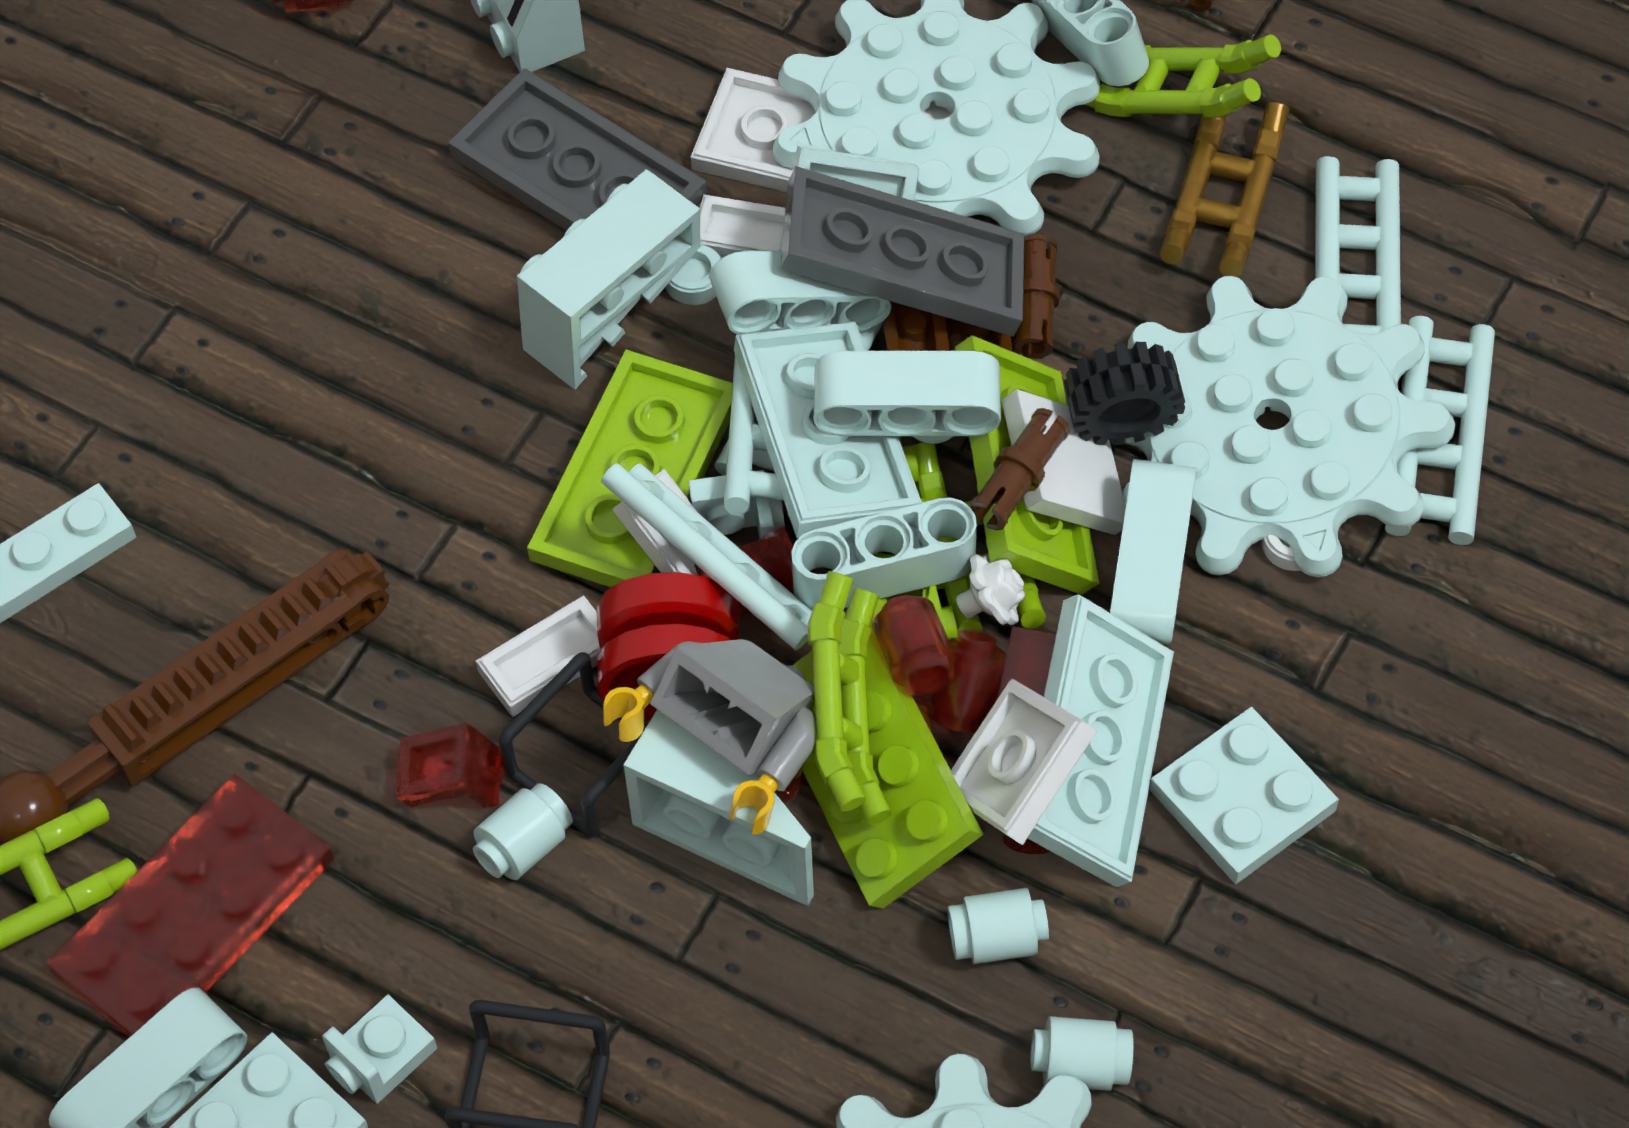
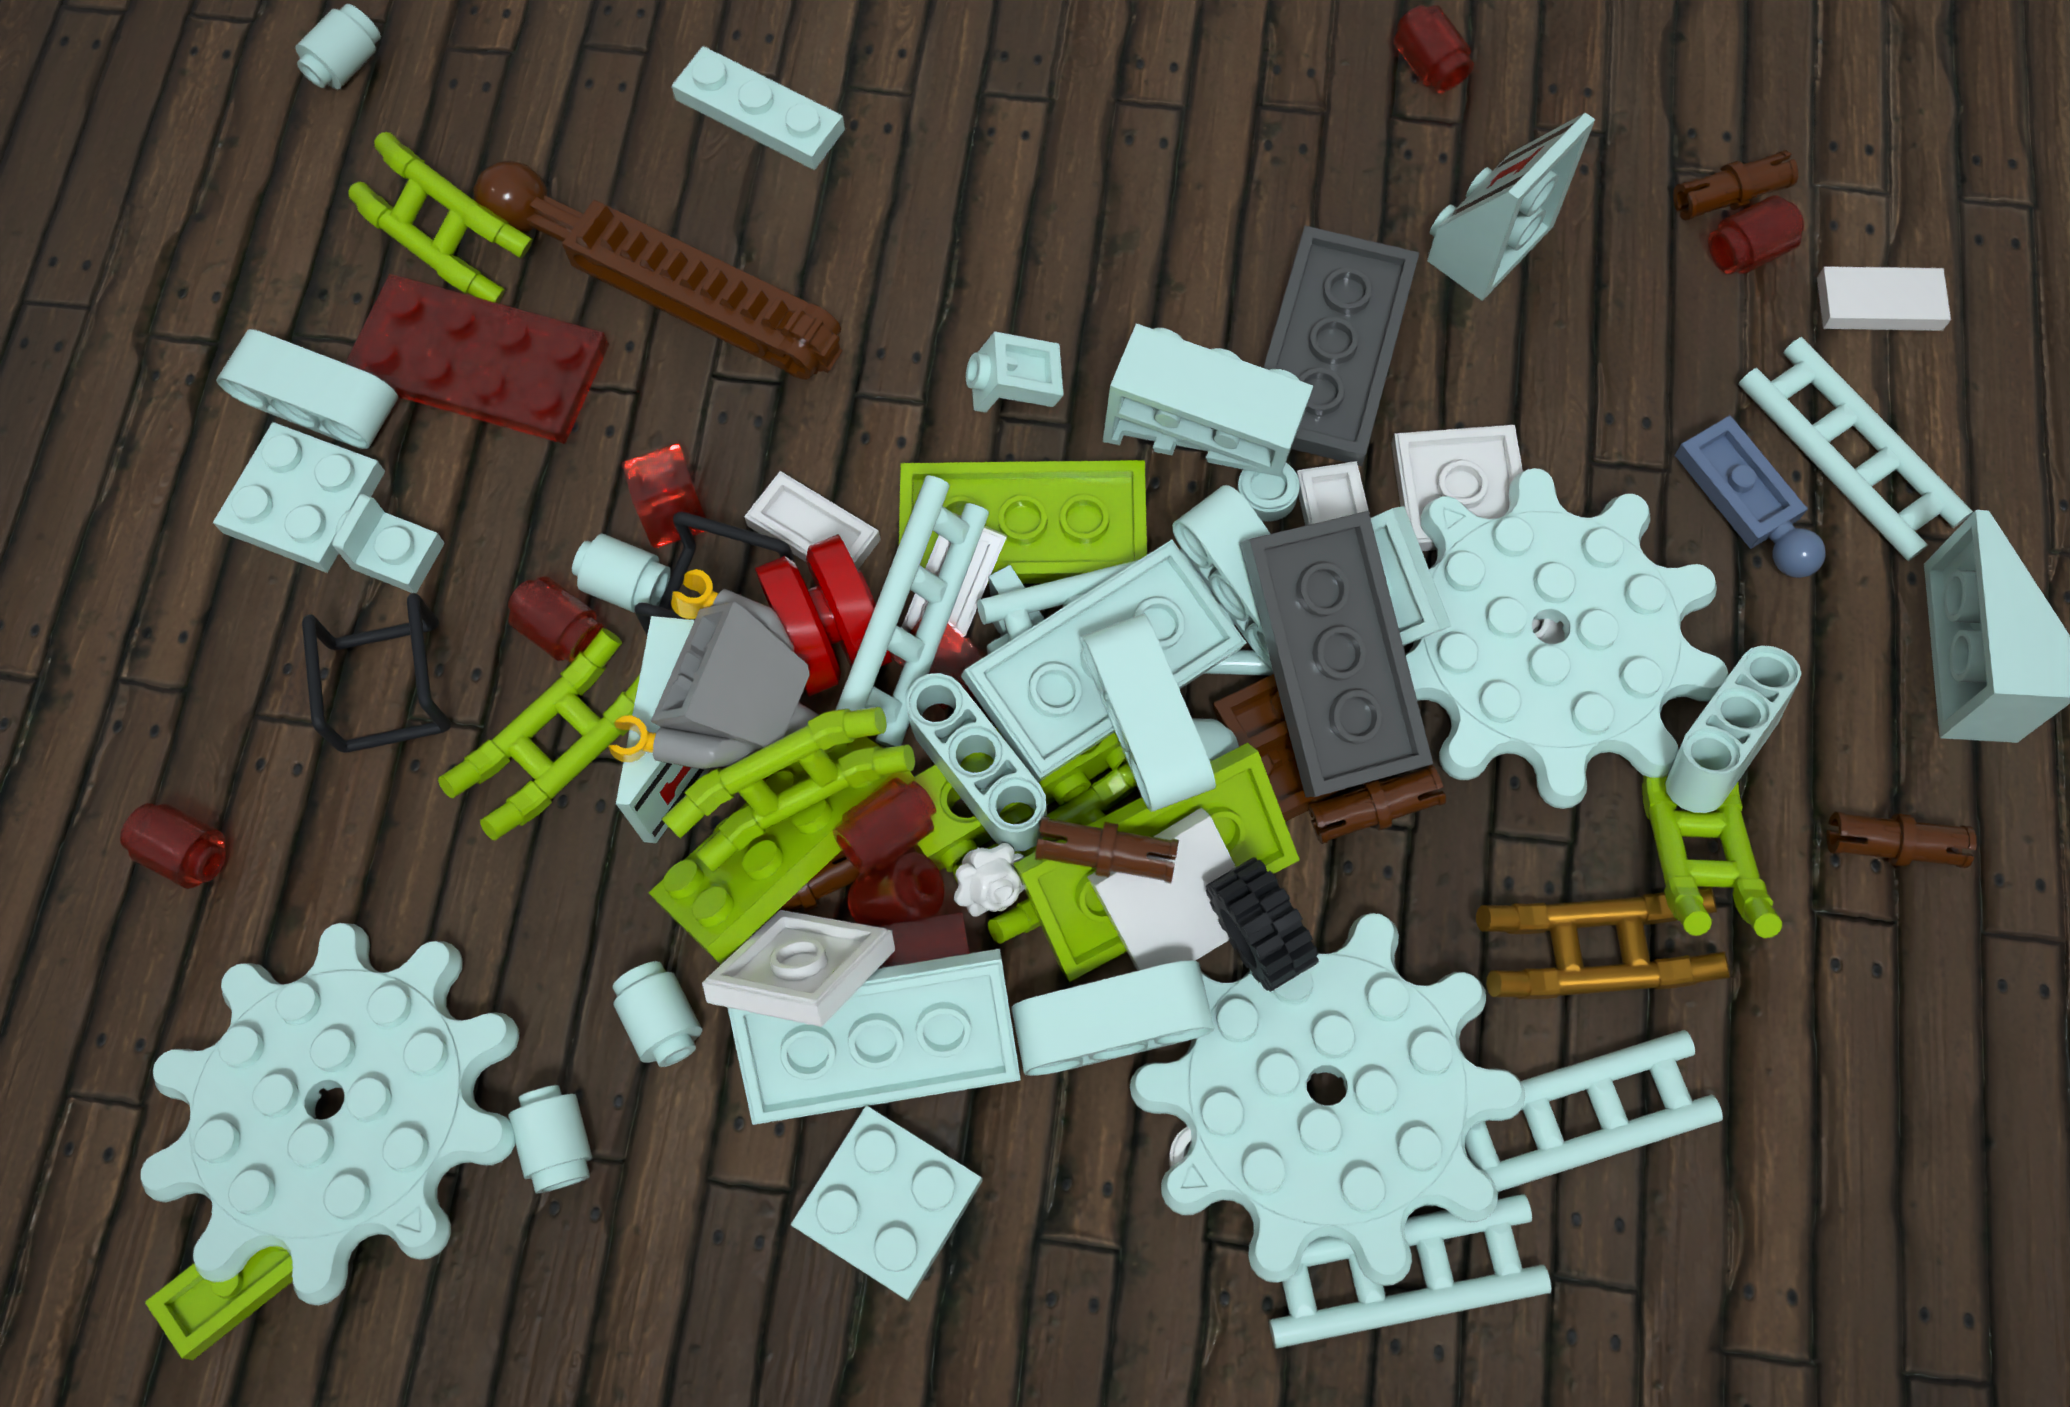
camera: 70 degrees right, 10 degrees up
(472, 428) = (1016, 371): none -> light aqua bracket
(544, 905) = (552, 618): none -> clear red brick
(677, 908) = (515, 741): none -> lime piece

